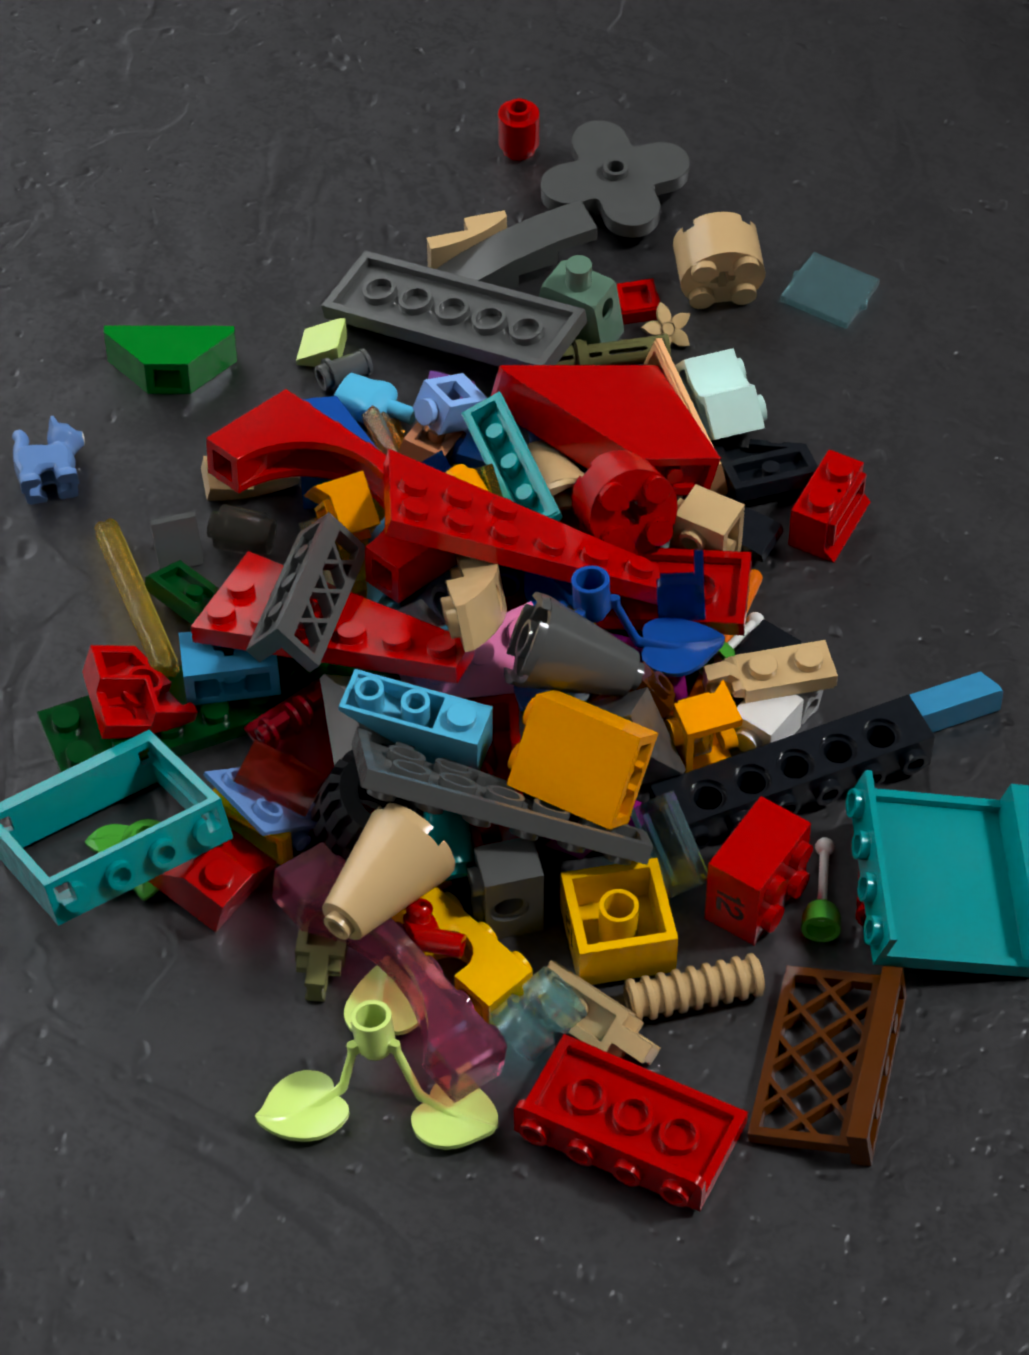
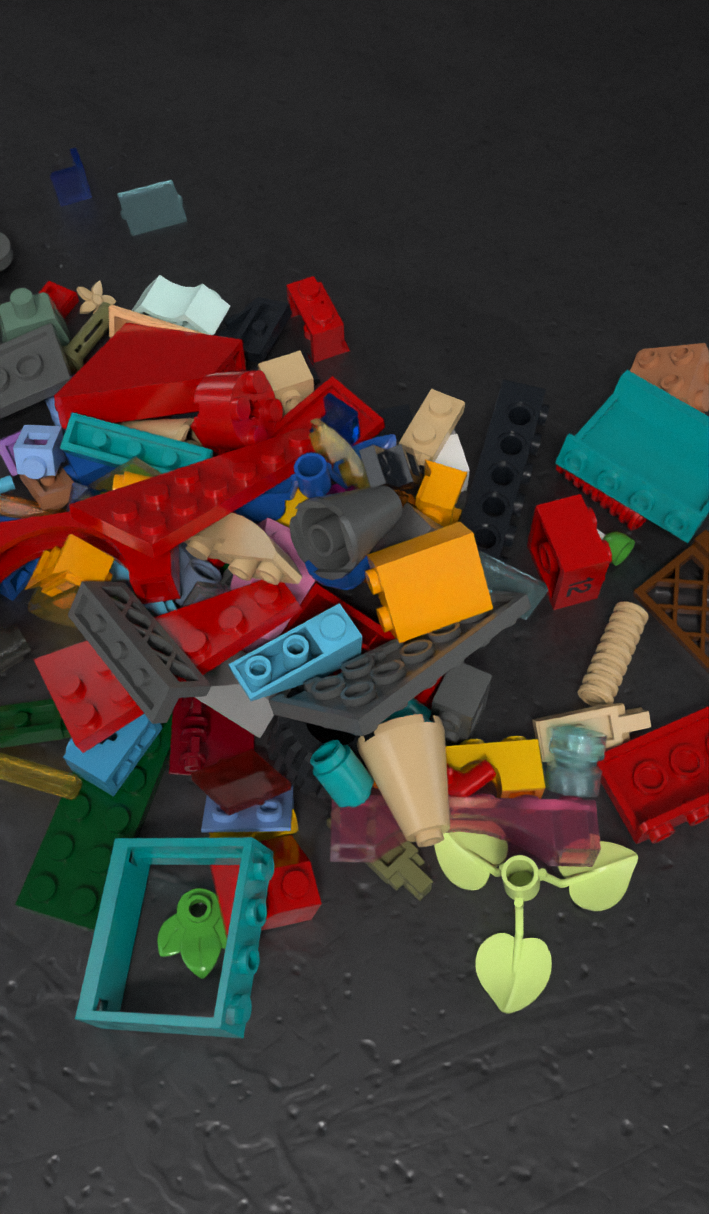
camera: 50 degrees left, 10 degrees up
(130, 693) = (70, 828): red slope -> none
(336, 823) = (341, 774): none -> teal brick
(618, 922) = (537, 660): yellow brick -> none
(644, 586) = (335, 448): none -> clear yellow slope
(678, 656) = (391, 467): none -> black slope
(719, 260) = (81, 235): tan brick -> none
(781, 209) = (71, 183): none -> clear blue panel
(958, 701) = (510, 362): dark azure slope -> none

